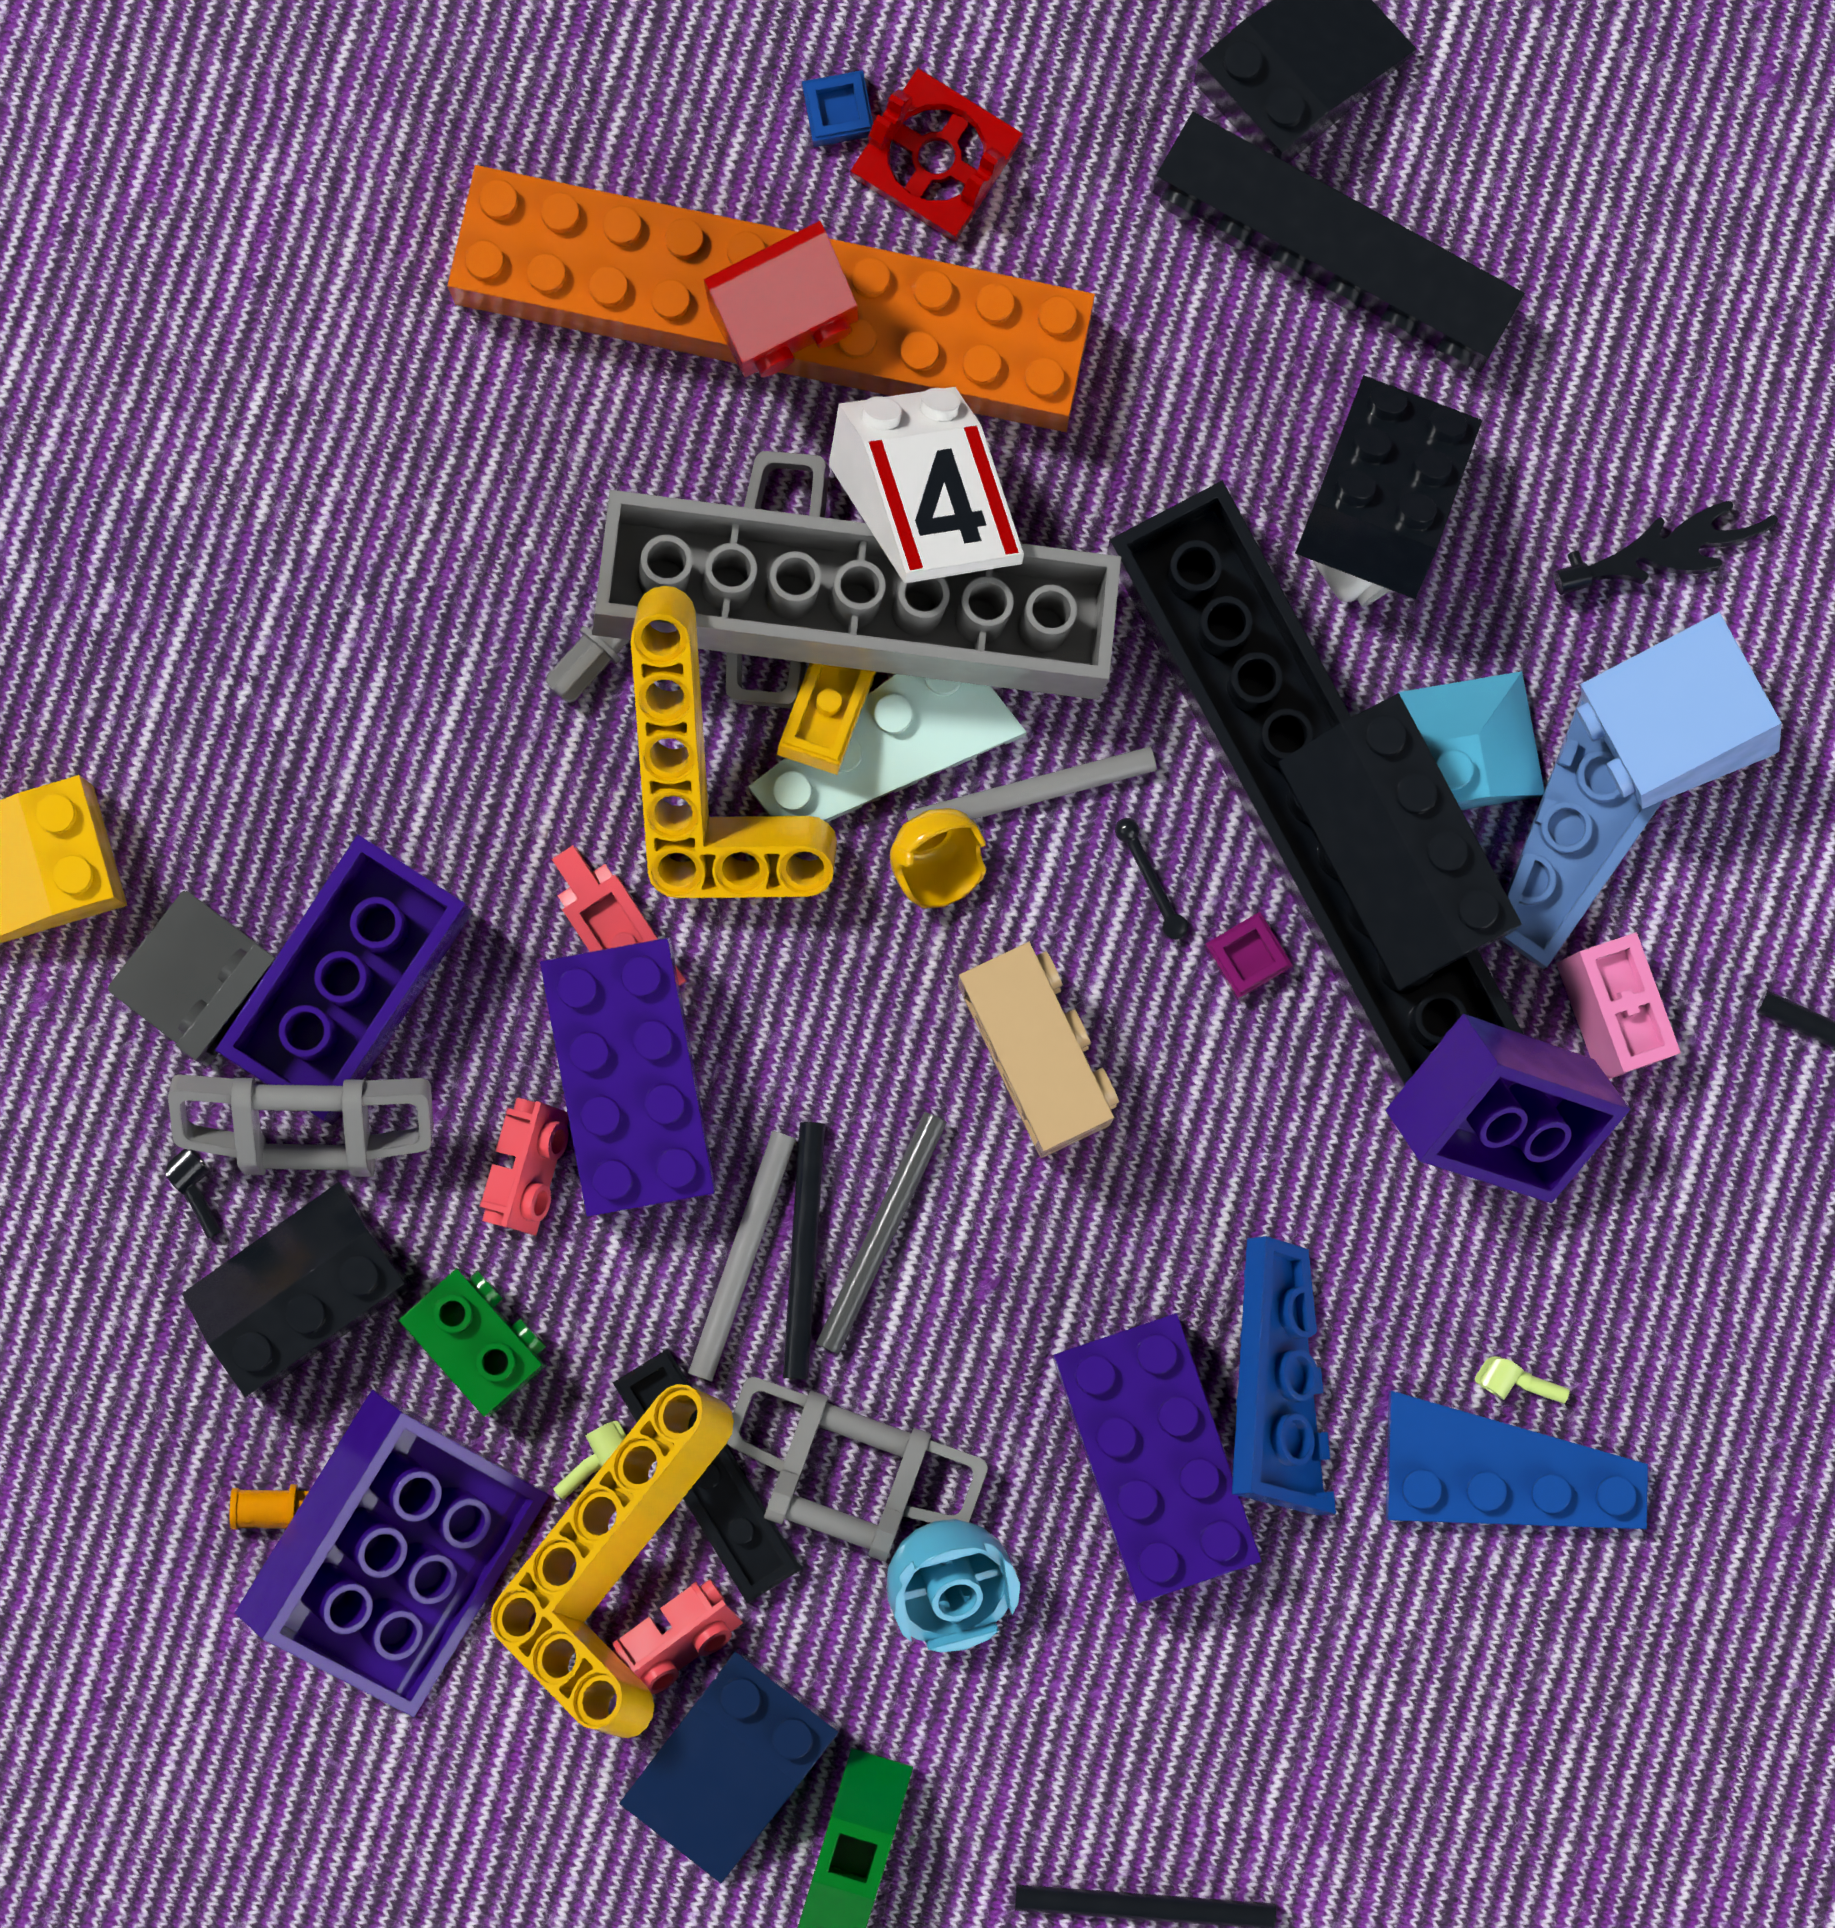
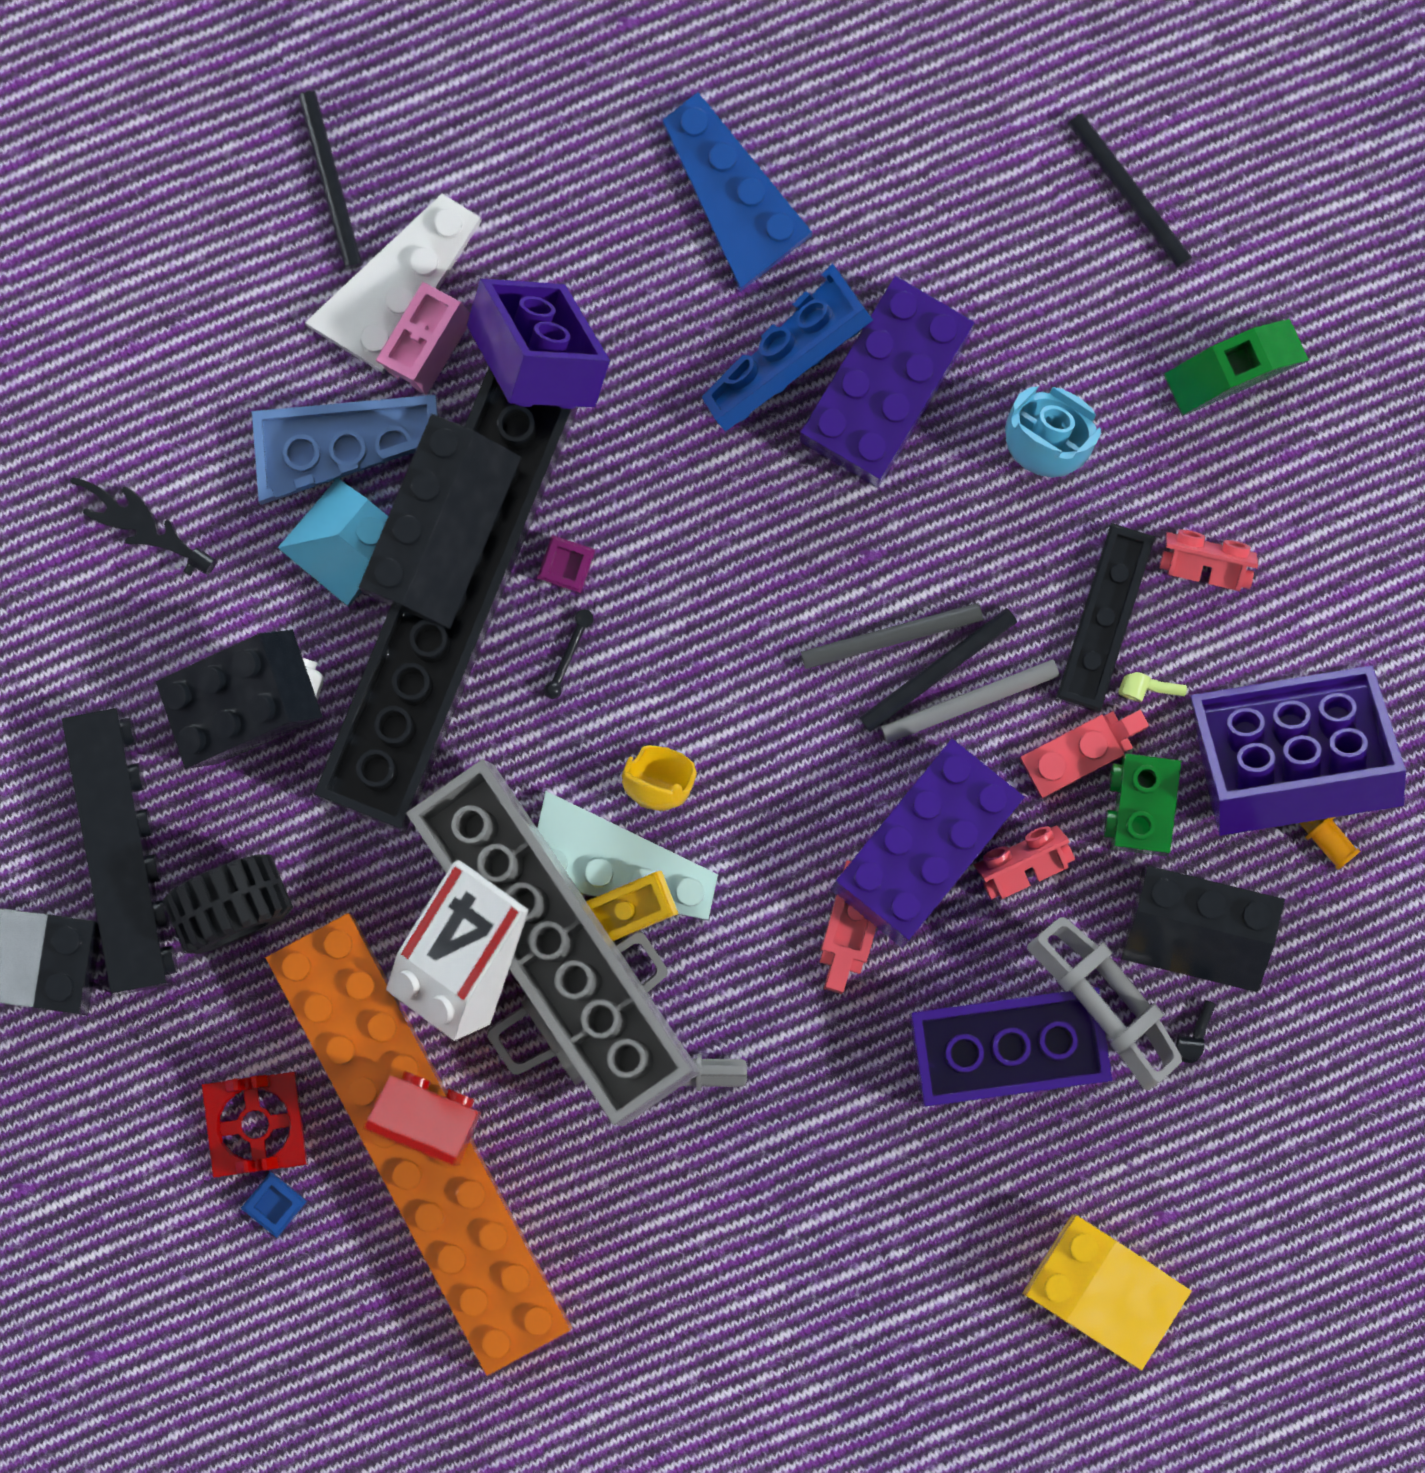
camera: 130 degrees left, 0 degrees up
(192, 976) = (1079, 1136): dark grey bracket -> none
(588, 1327) = (1081, 751): none -> coral hinge
(602, 1559) = (1202, 630): yellow beam -> none
(683, 774) = (771, 919): yellow beam -> none
(730, 1765) = (1247, 471): dark blue slope -> none
(832, 1522) = (994, 520): light grey bar -> none
(1038, 1048) = (719, 628): tan brick -> none
(1049, 785) = (569, 757): light grey bar -> none
(1182, 300) = (227, 903): none -> black tyre
(1501, 1374) = (681, 237): yellowish green hand -> none
(1680, 714) = (234, 434): light blue slope -> none
(1706, 995) = (375, 299): none -> white wing

